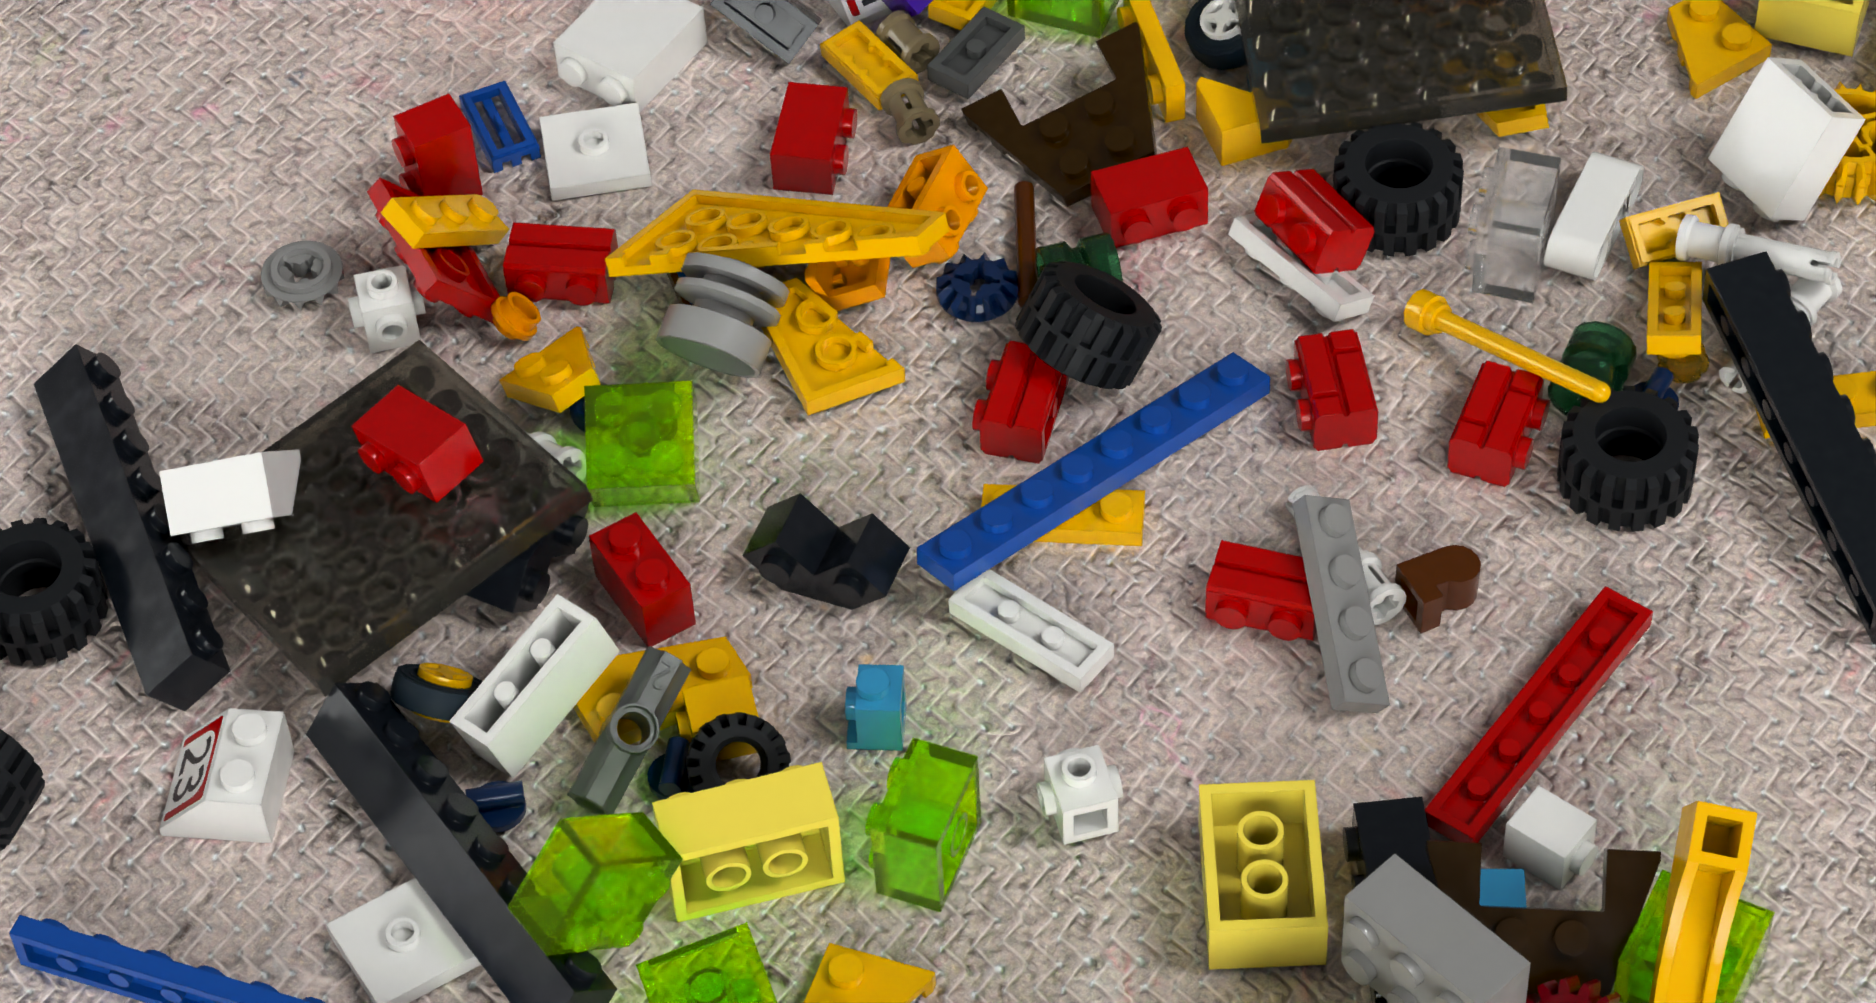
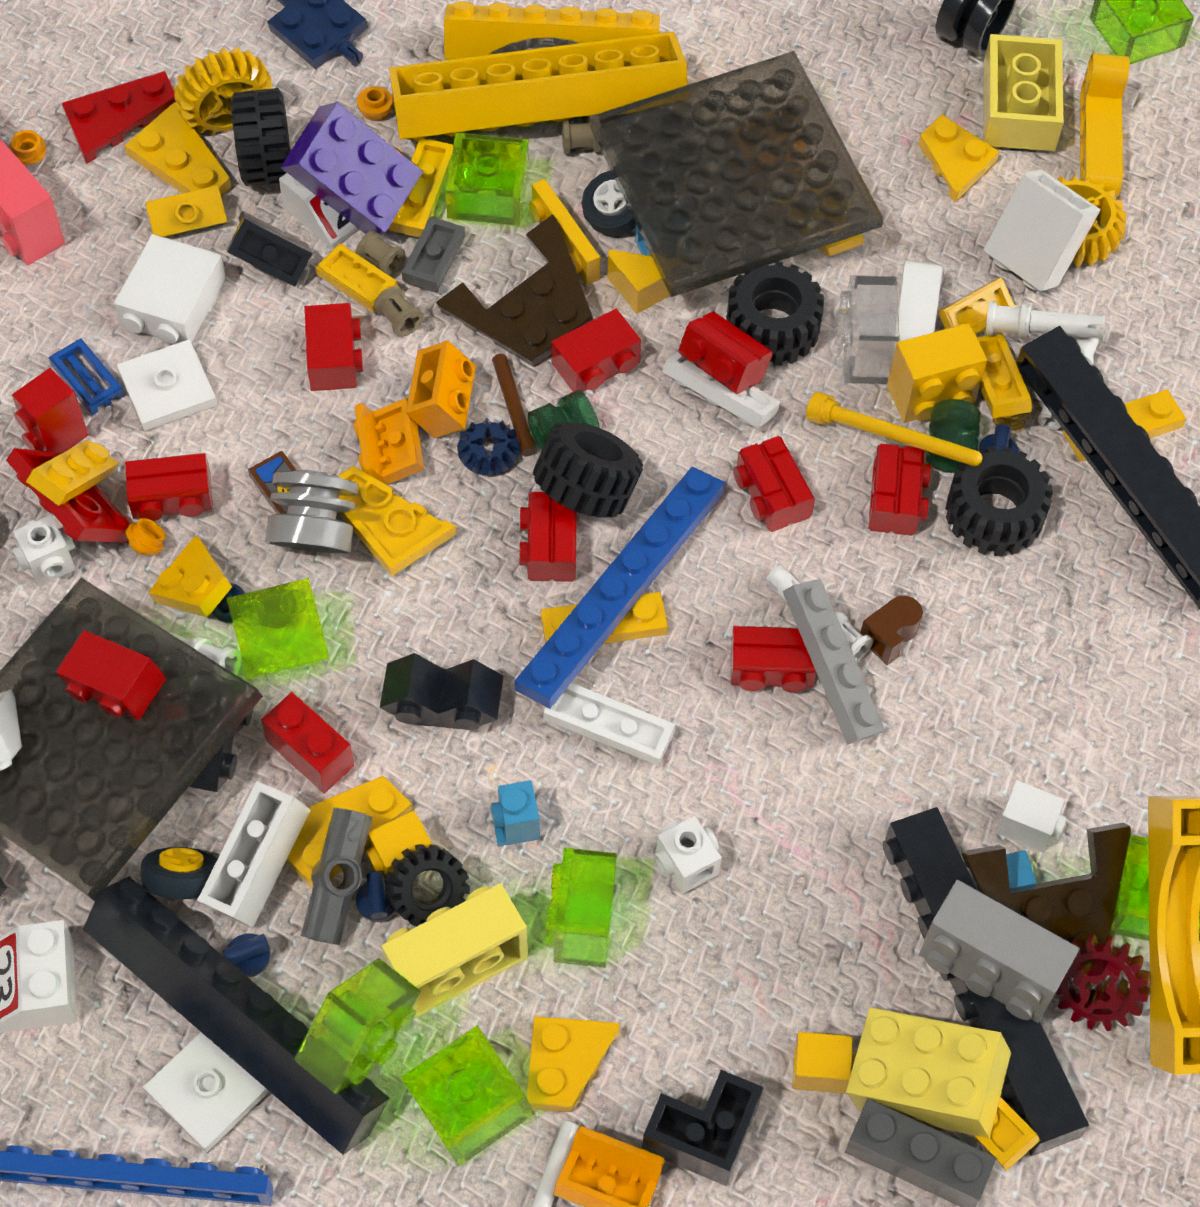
camera: 20 degrees left, 10 degrees up
(774, 232) = (329, 436): yellow wing -> none
(1262, 875) = (839, 893): light yellow brick -> none
(1538, 717) = (992, 720): red plate -> none
(1588, 280) = (934, 370): none -> yellow brick

